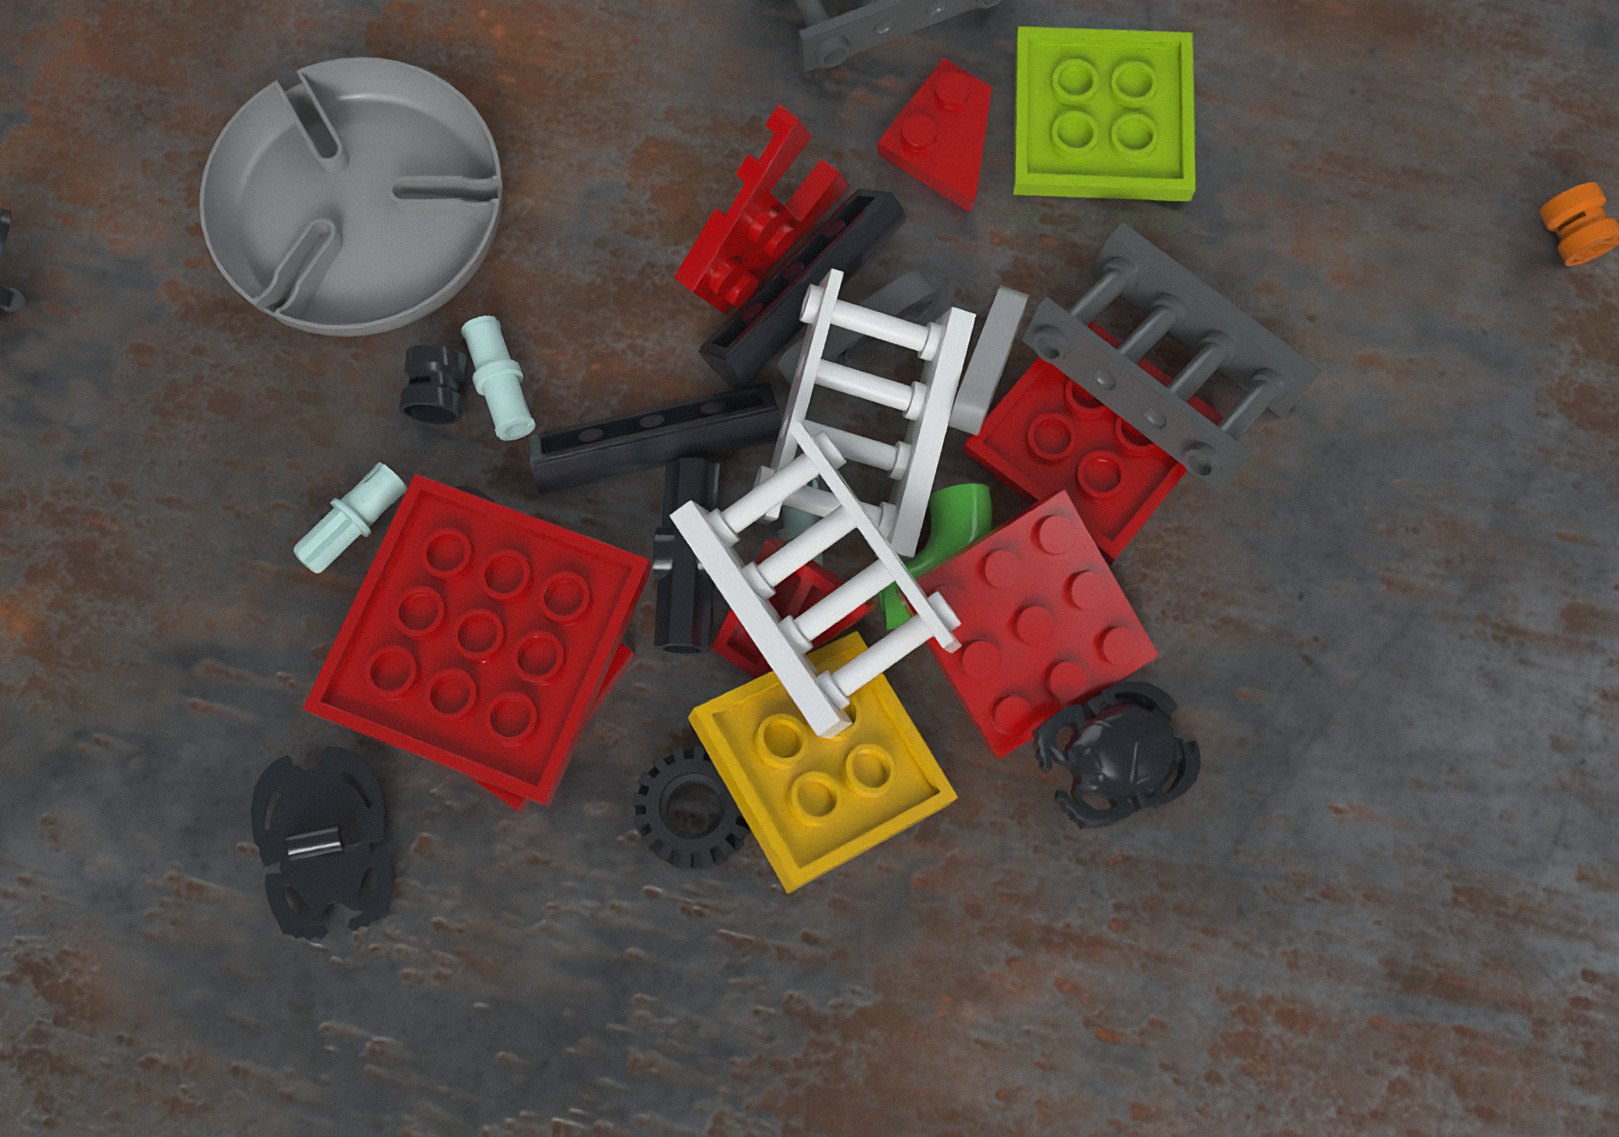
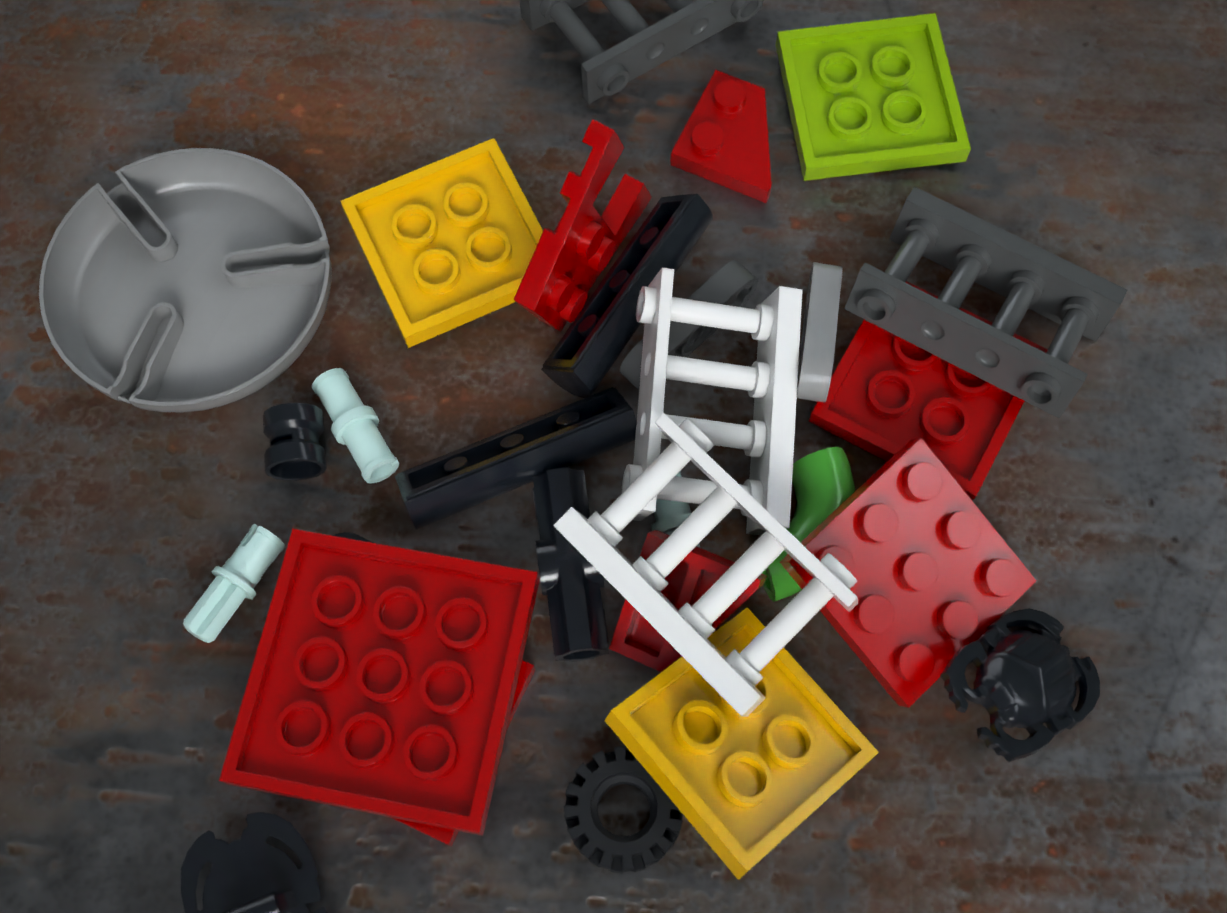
camera: 10 degrees left, 5 degrees down
(624, 197) = (446, 240): none -> yellow plate

